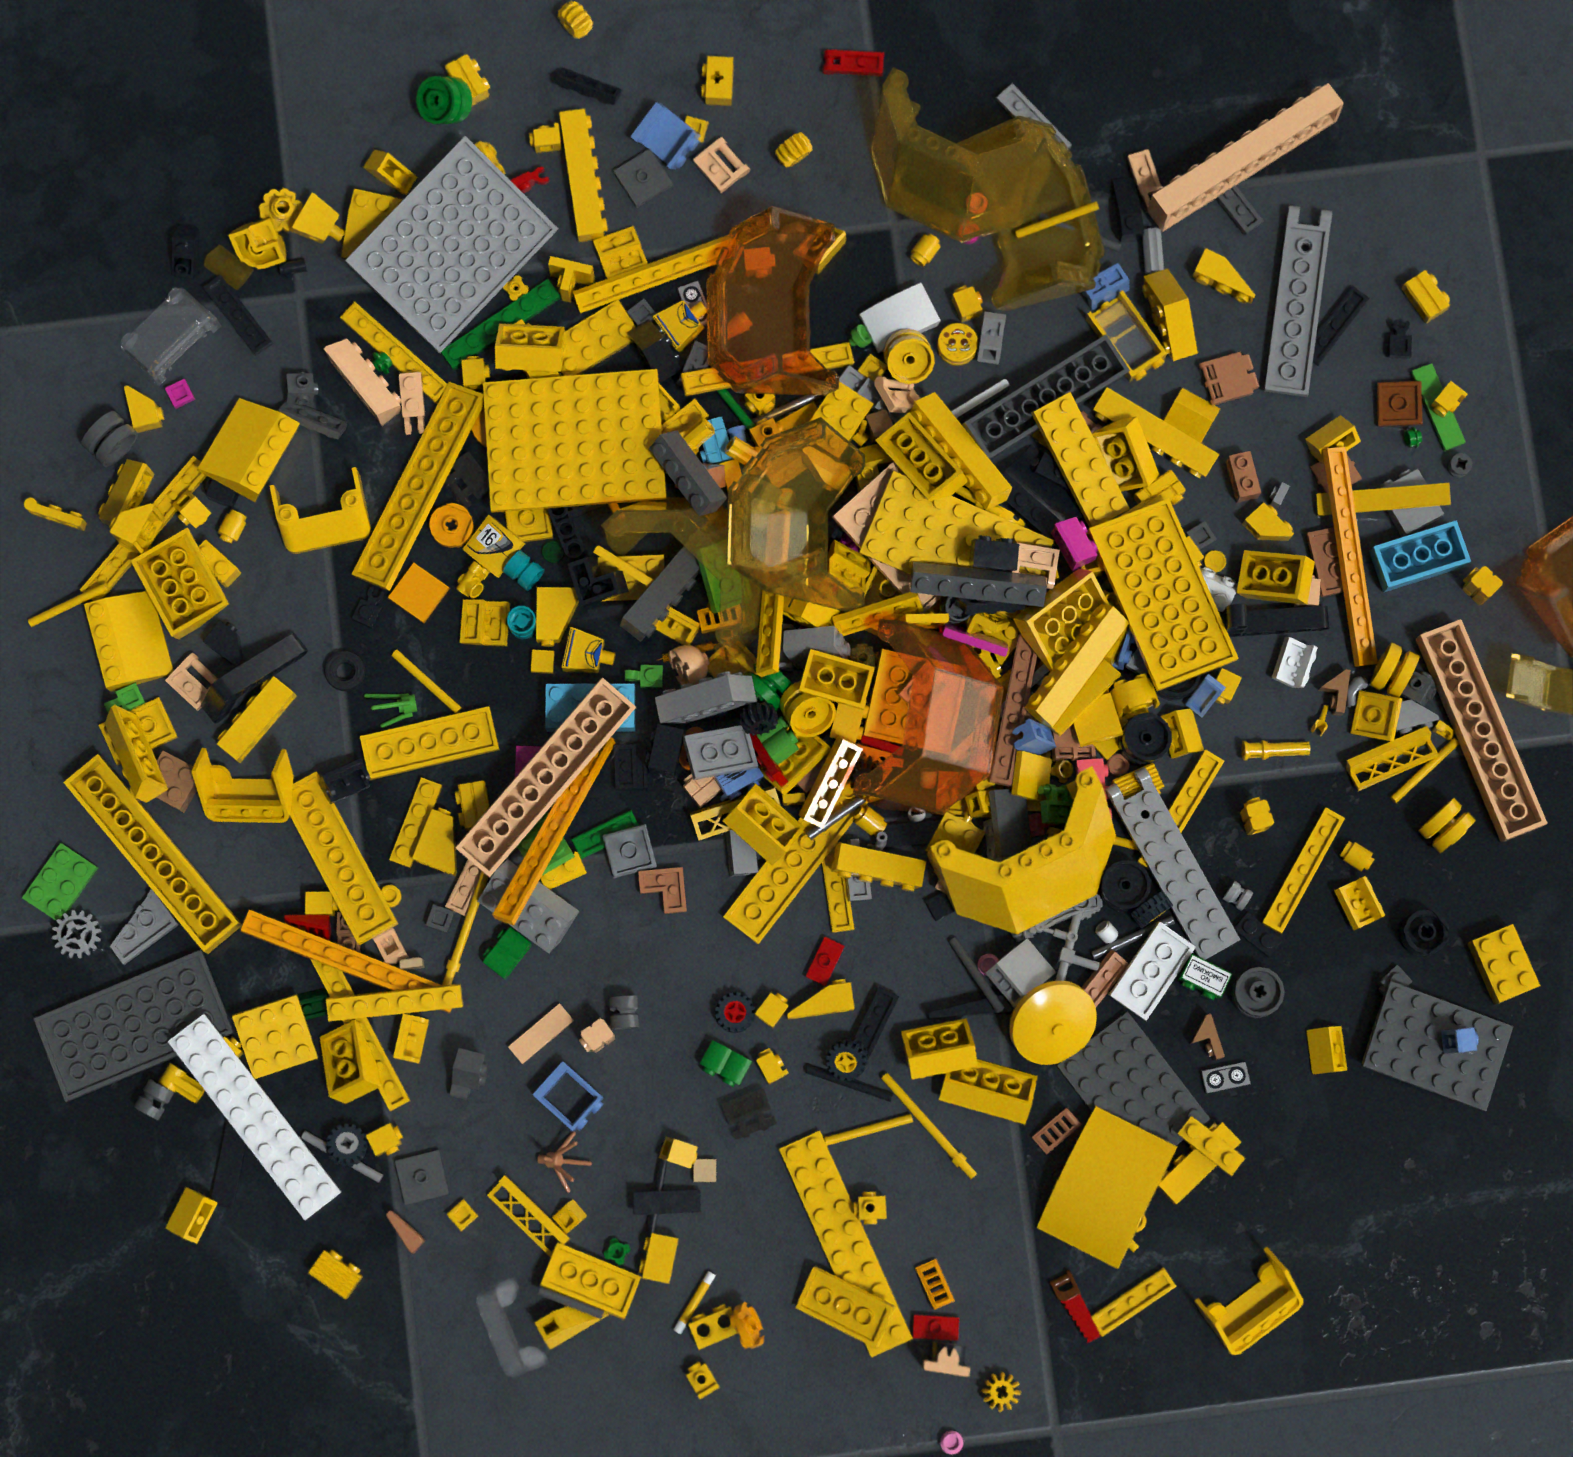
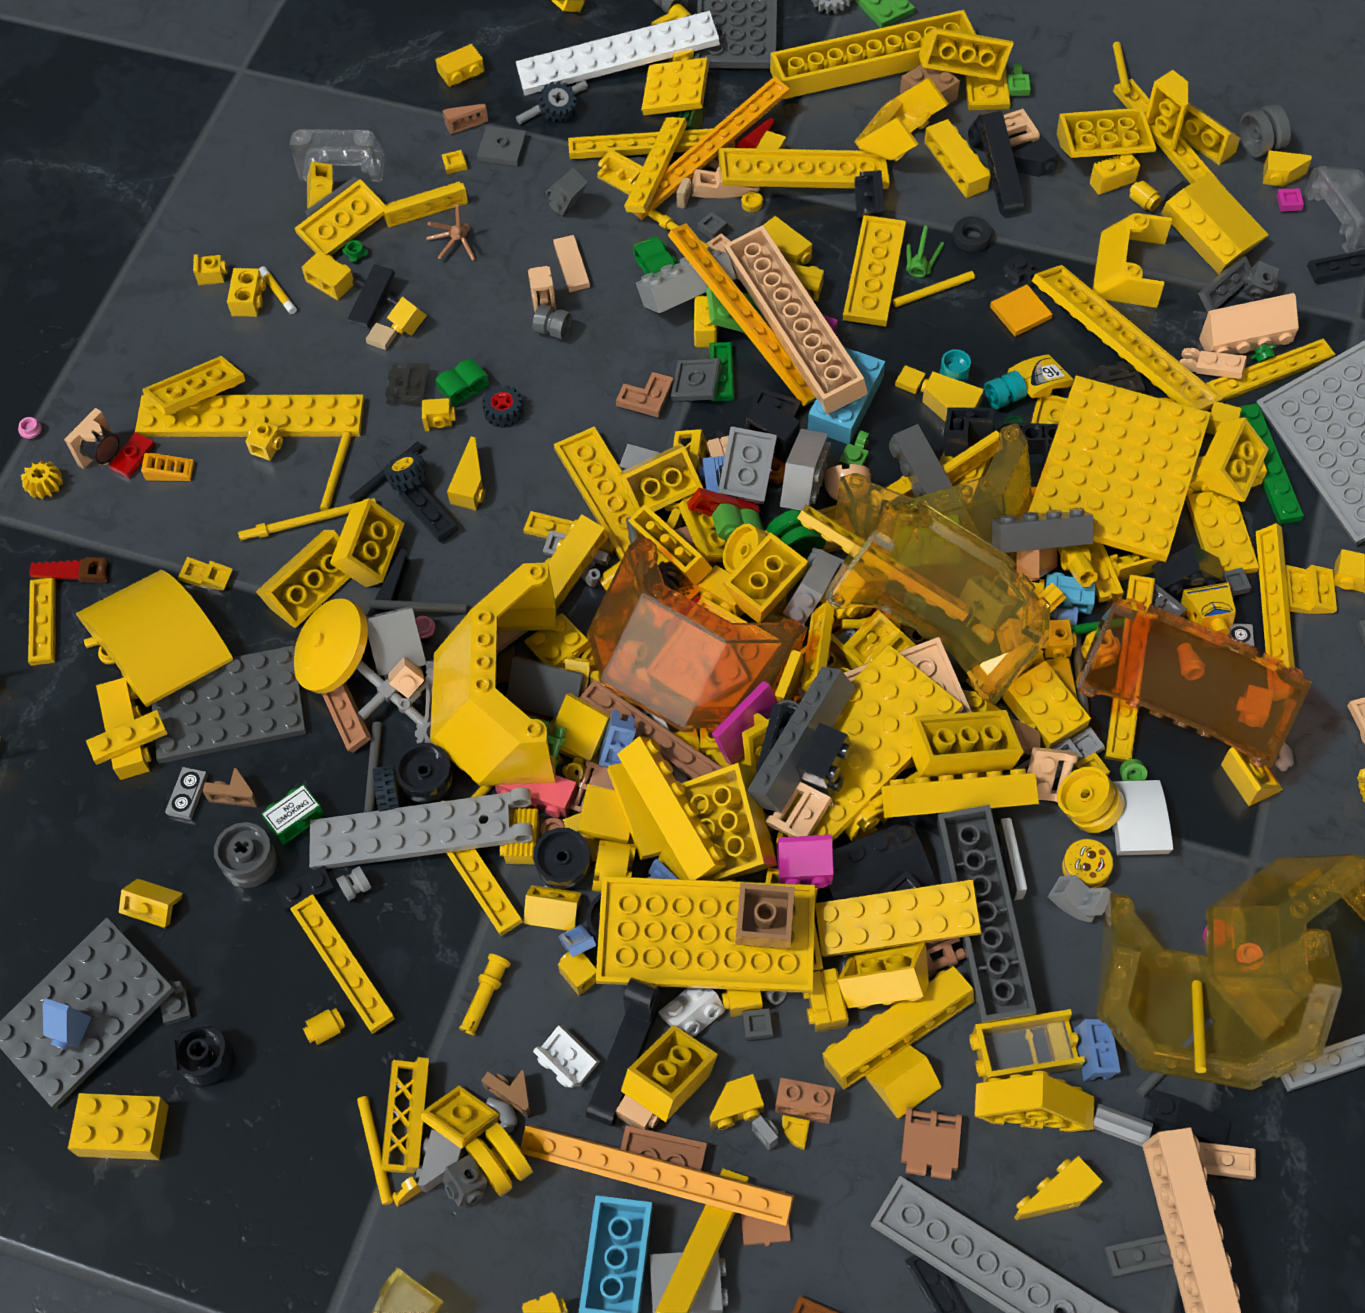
camera: 120 degrees right, 20 degrees down
(54, 514) = (1209, 82): yellow plate -> none
(128, 640) = (1068, 90): yellow slope -> none
(146, 927) = (809, 28): light grey wing -> none
(191, 509) = (1173, 169): yellow brick -> none
(348, 1063) = (621, 120): yellow slope -> none
(385, 1140) = (546, 128): yellow brick -> none
(415, 821) = (822, 249): yellow plate -> none
(457, 536) = (1076, 364): light orange plate -> none
(470, 582) = (1013, 348): yellow plate -> none
(484, 623) = (974, 343): yellow slope -> none
(515, 294) = (1300, 491): yellow plate -> none
(552, 1080) = (499, 246): medium blue window -> none
(569, 1216) = (406, 232): yellow slope -> none
(570, 274) = (1297, 524): yellow bracket -> none
(585, 653) = (902, 410): yellow torso -> none
(748, 1325) = (228, 298): light orange plate -> none
(758, 718) = (763, 506): black gear -> none
(772, 1009) = (487, 433): yellow brick -> none
(825, 961) = (507, 495): red plate -> none
(925, 250) = (1211, 876): yellow brick -> none
(967, 303) = (1134, 887): yellow brick -> none
(1023, 1184) = (205, 575): none -> yellow slope
(1050, 945) = (406, 677): none -> light nougat brick
(1070, 1117) = (237, 636): nougat slope -> none
(1107, 932) = (392, 746): white piece -> none
(1138, 549) = (765, 915): none -> medium nougat brick
(1152, 971) = (328, 767): white plate -> none
(1215, 560) = (723, 1030): yellow piece -> none
(1256, 816) = (420, 933): yellow brick -> none
(1265, 476) = (795, 1130): none -> yellow tile
(1320, 723) = (489, 1060): yellow hand -> none
(1333, 435) = (806, 1228): yellow brick -> none
(1359, 903) = (274, 1002): yellow bracket -> none
(1449, 828) = (297, 1132): yellow wheel -> none
(1481, 730) = (380, 1230): light nougat brick -> none

